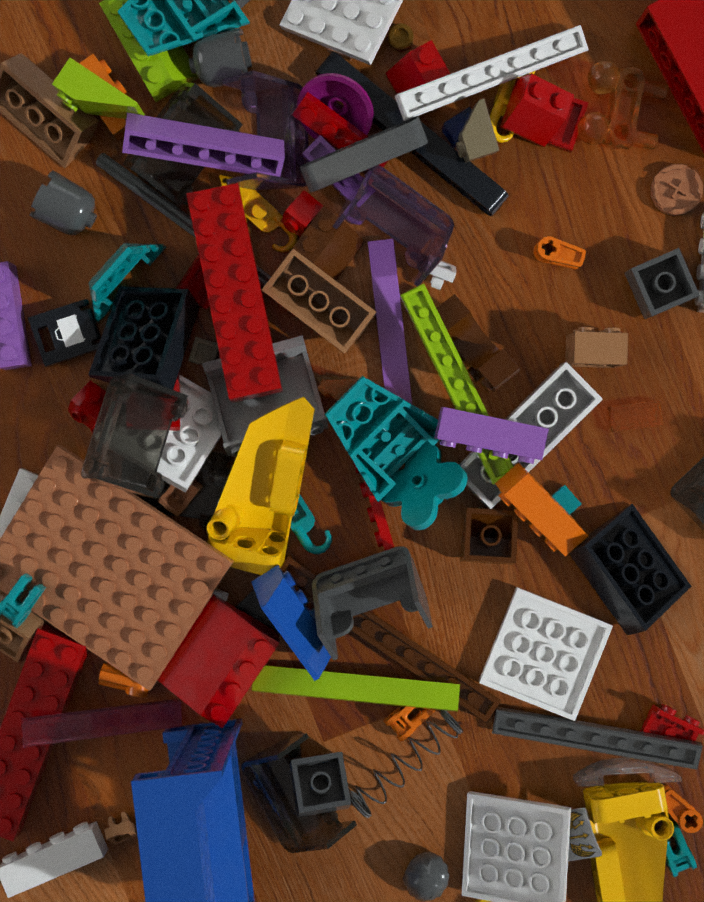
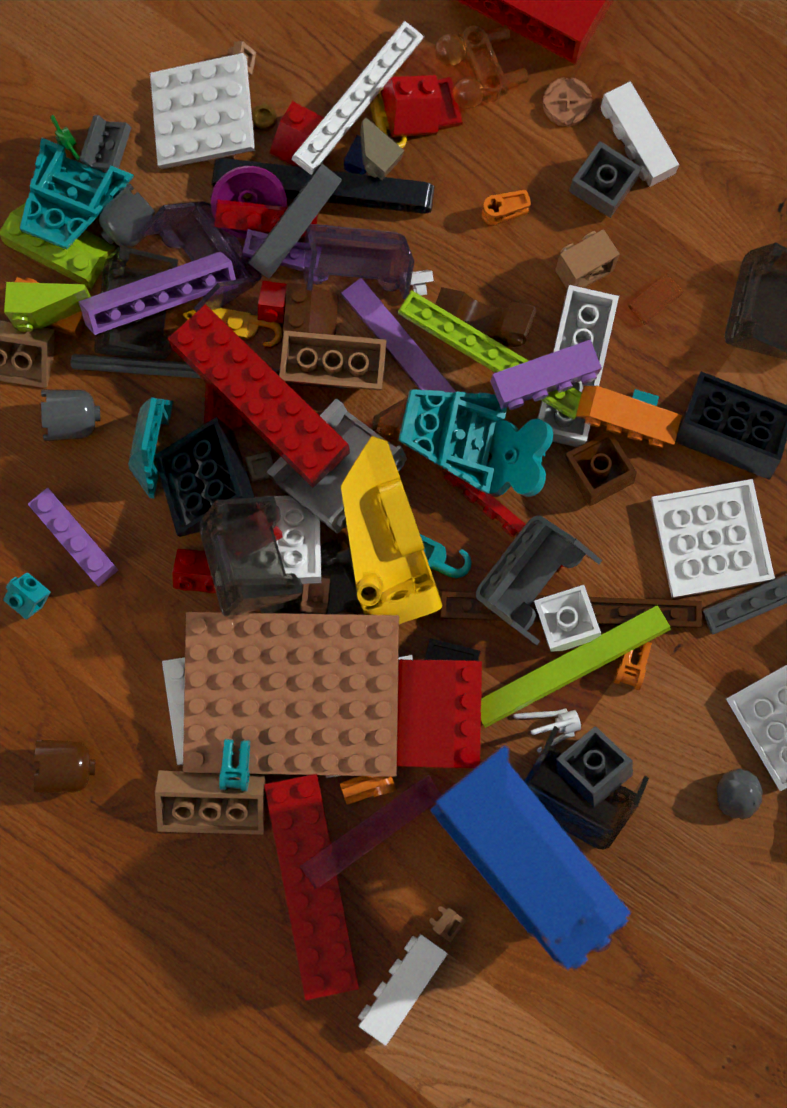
camera: 35 degrees left, 10 degrees down
(70, 332) = (135, 517): black container -> none
(292, 618) = (482, 634): blue slope -> none
(321, 731) = (566, 722): none -> white plant
(358, 799) = (672, 645): dark grey piece -> none
(376, 648) = (567, 619): none -> white slope

